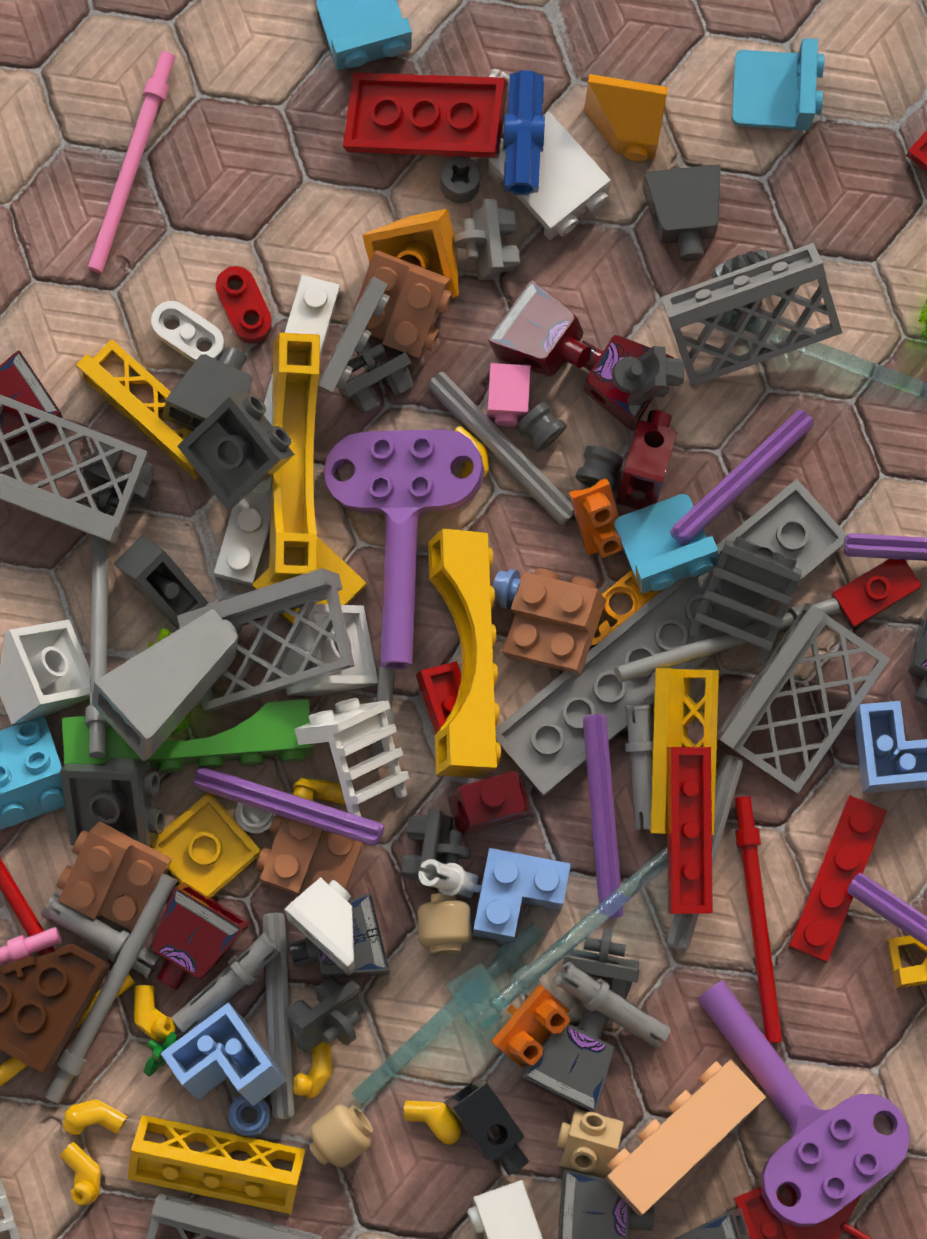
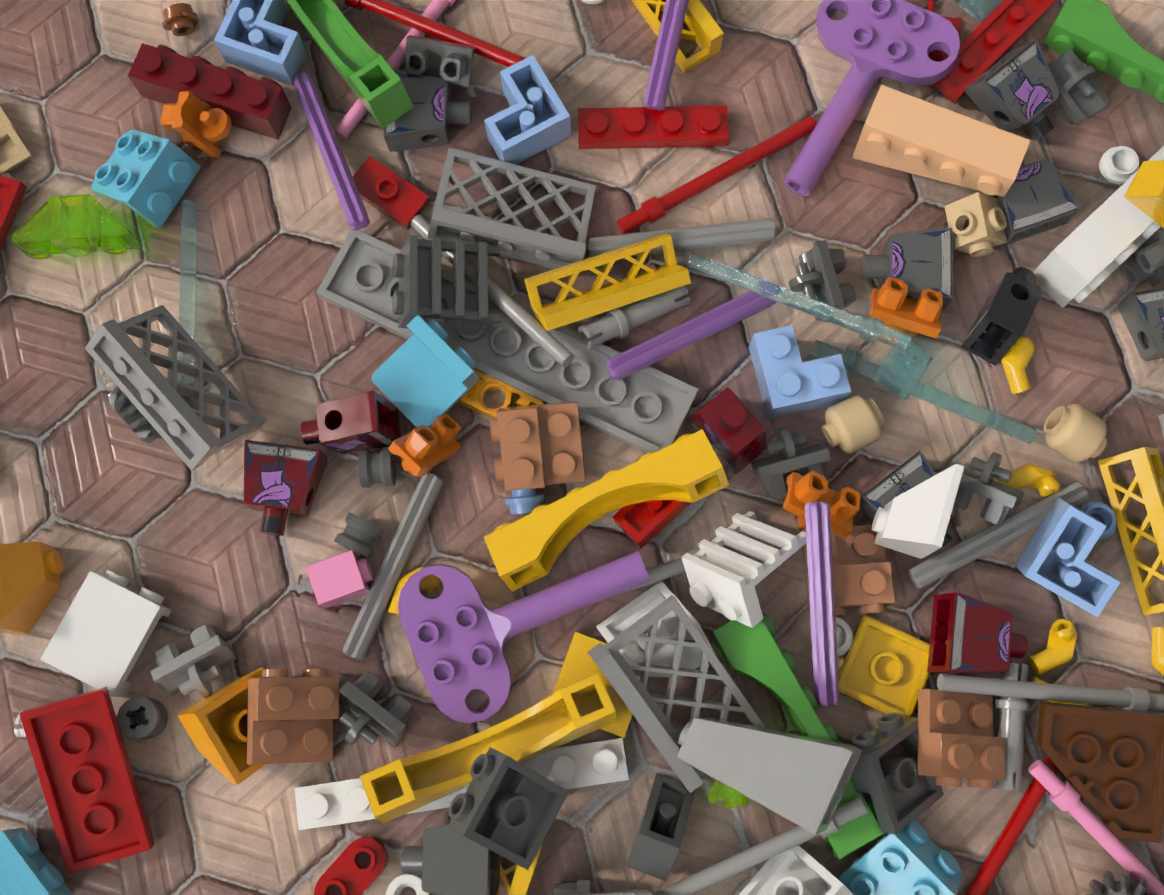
camera: 105 degrees left, 0 degrees up
(157, 1060) = (1087, 620): green plant -> none
(232, 979) = (985, 583): light grey pin -> none
(319, 789) = (782, 590): yellow arm -> none
(354, 336) = (344, 744): light grey plate -> none
(374, 863) = (815, 488): none -> orange hips
(449, 878) = (817, 432): white axle -> none
(523, 132) = (70, 670): blue piece -> none
(540, 334) = (269, 572): torso -> none
(599, 997) = (854, 262): light grey pin -> none
(647, 375) = (274, 444): dark grey hips -> none
(684, 206) = (91, 496): dark grey torso -> none
(689, 830) = (675, 247): red plate -> none
(741, 477) = (336, 337): medium lavender axle -> none

